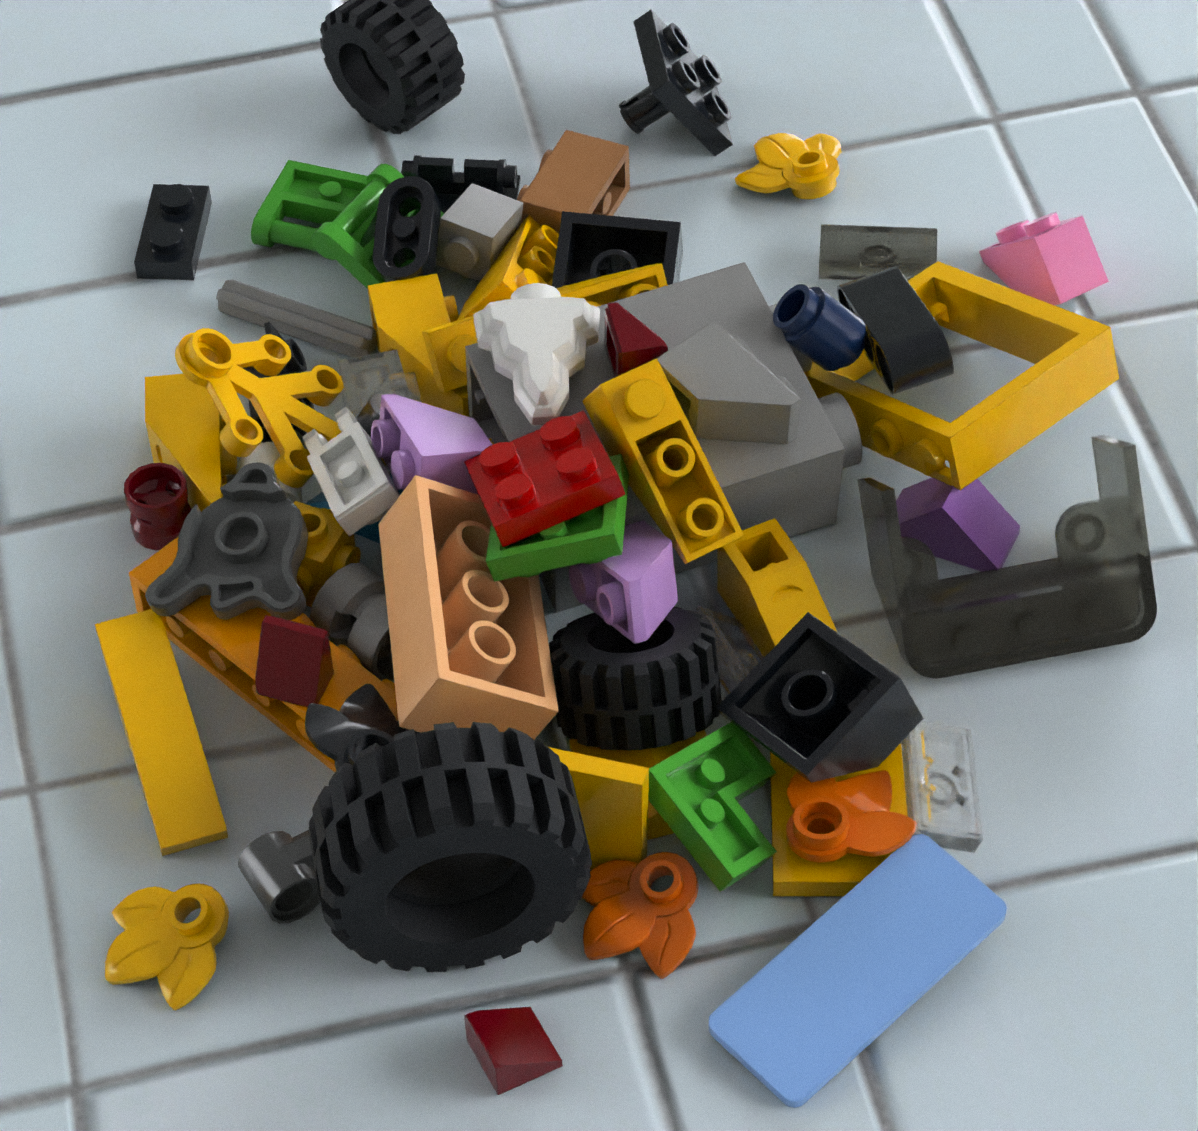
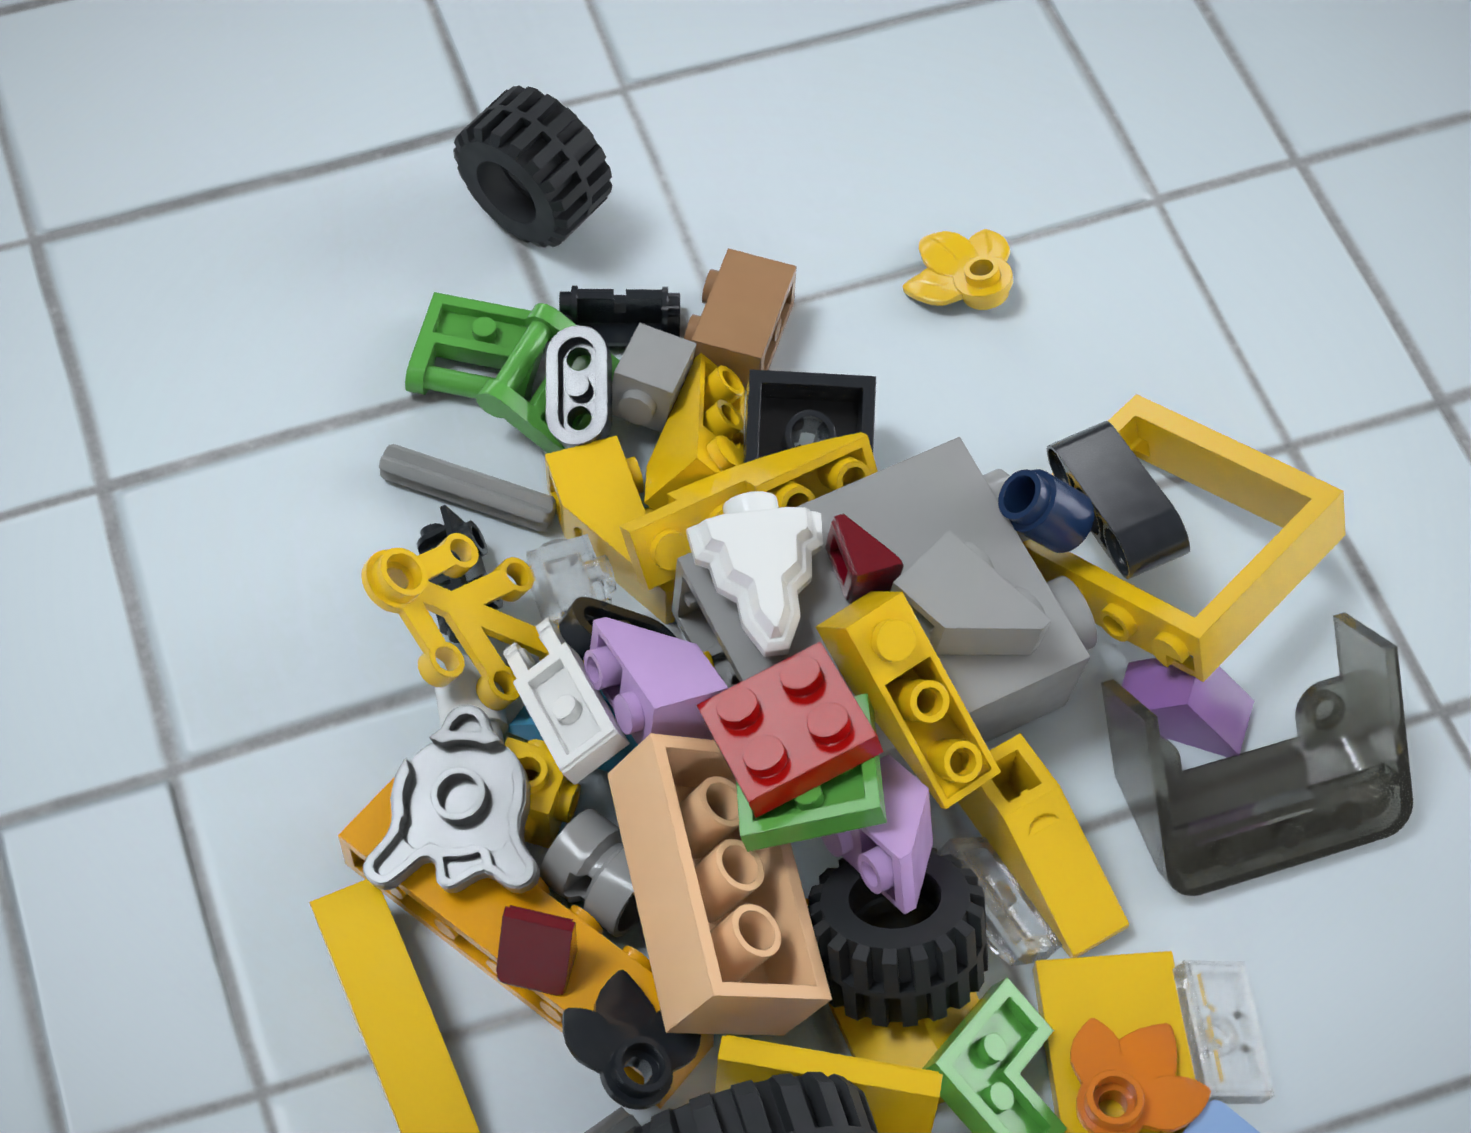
camera: 10 degrees left, 10 degrees up
(157, 504) = (343, 726): dark red wheel -> none
(173, 232) = (319, 382): black plate -> none
(186, 434) = (378, 663): yellow slope -> none
(677, 85) = (836, 188): black plate -> none
(822, 704) = (1096, 961): black slope -> none
(859, 251) = (1066, 377): clear smoke plate -> none
(1046, 258) = (1241, 382): bright pink slope -> none

